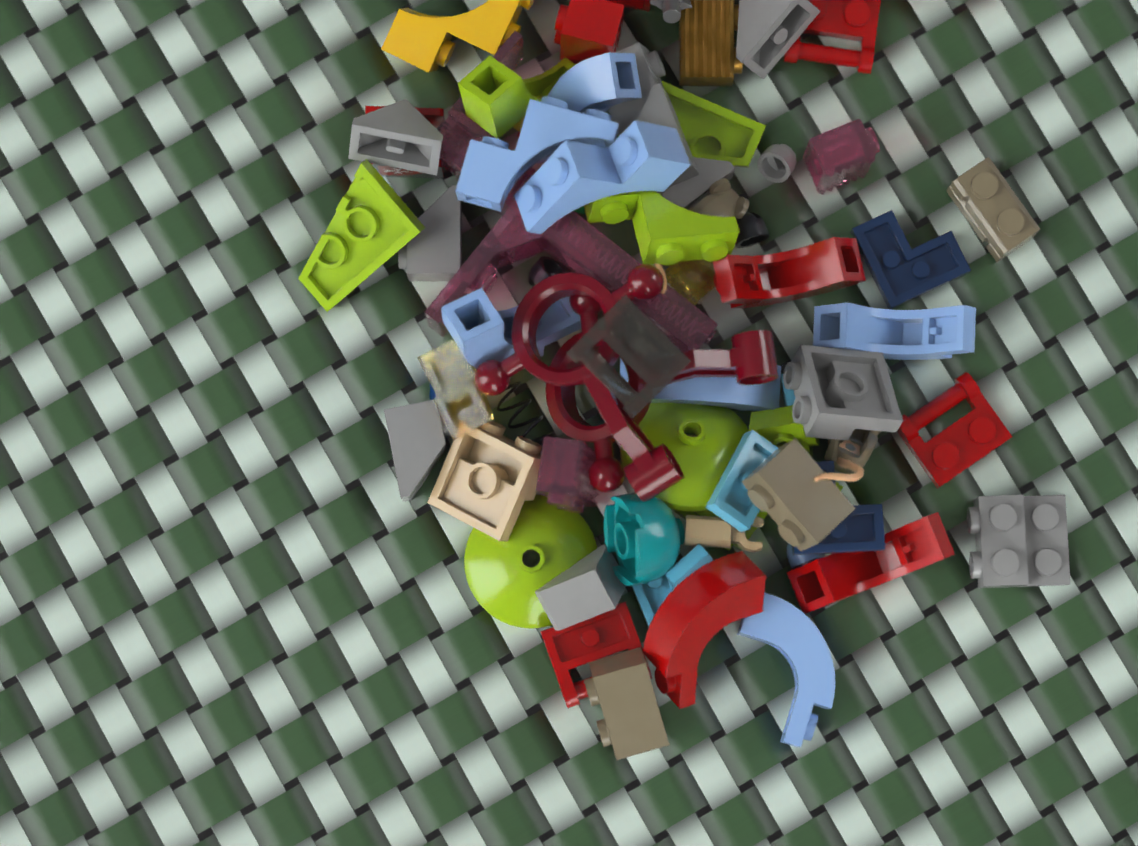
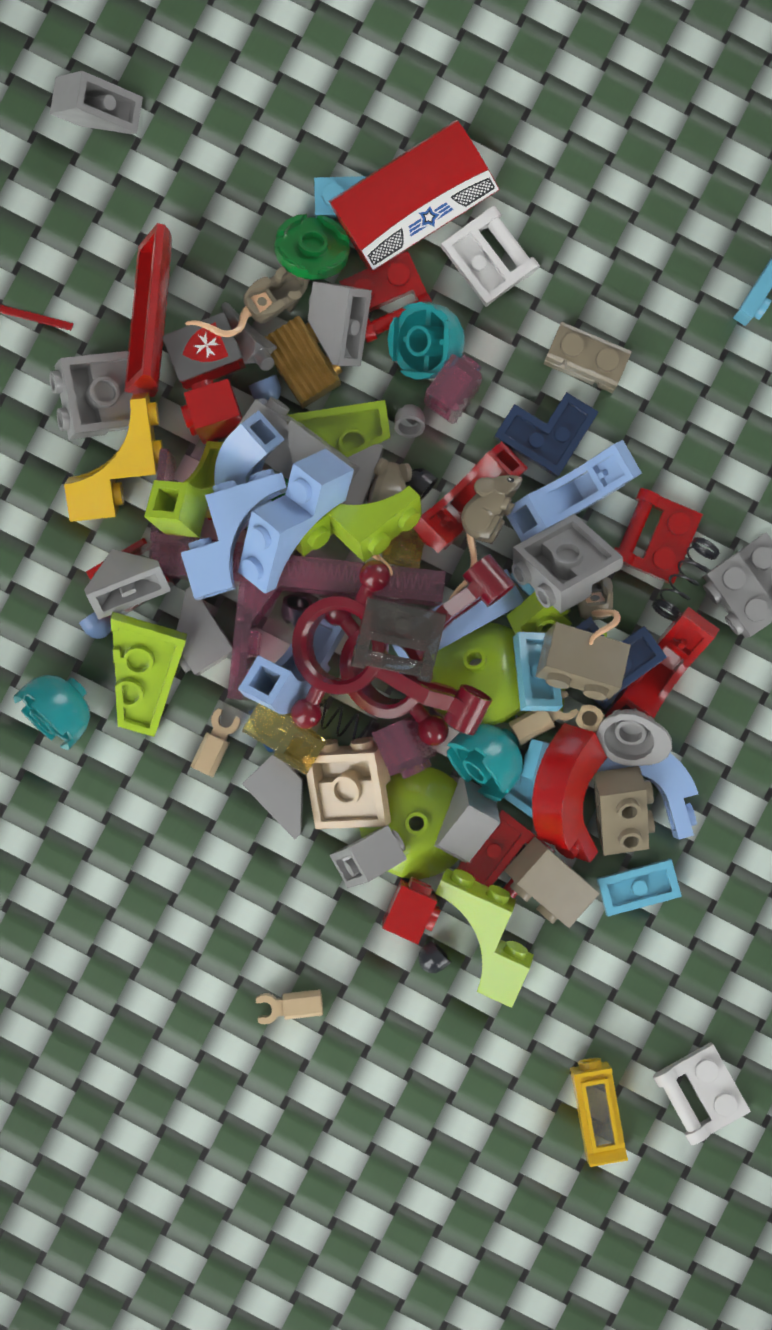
camera: 30 degrees left, 5 degrees up
(249, 220) = (56, 707): none -> teal cylinder
(292, 664) = (292, 1005): none -> tan bar
(340, 168) = (96, 627): none -> medium blue hinge
(381, 357) = (214, 745): none -> tan bar
(461, 706) = (433, 958): none -> black hinge
(463, 561) = (369, 856): none -> light grey slope
(471, 640) = (411, 910): none -> red brick
(545, 694) = (488, 912): none -> lime arch
(657, 41) = (266, 388): none -> medium blue hinge
(713, 767) = (639, 887): none -> medium azure plate
(745, 675) = (623, 810): none -> dark tan brick
(771, 562) = (589, 717): none -> tan bar
(798, 291) = (485, 511): none -> dark tan animal
(800, 607) = (633, 738): none -> light grey piece
(843, 89) = (425, 339): none -> teal cylinder
(945, 52) = (479, 261): none -> white plate
(987, 470) = (658, 603): none -> black piece

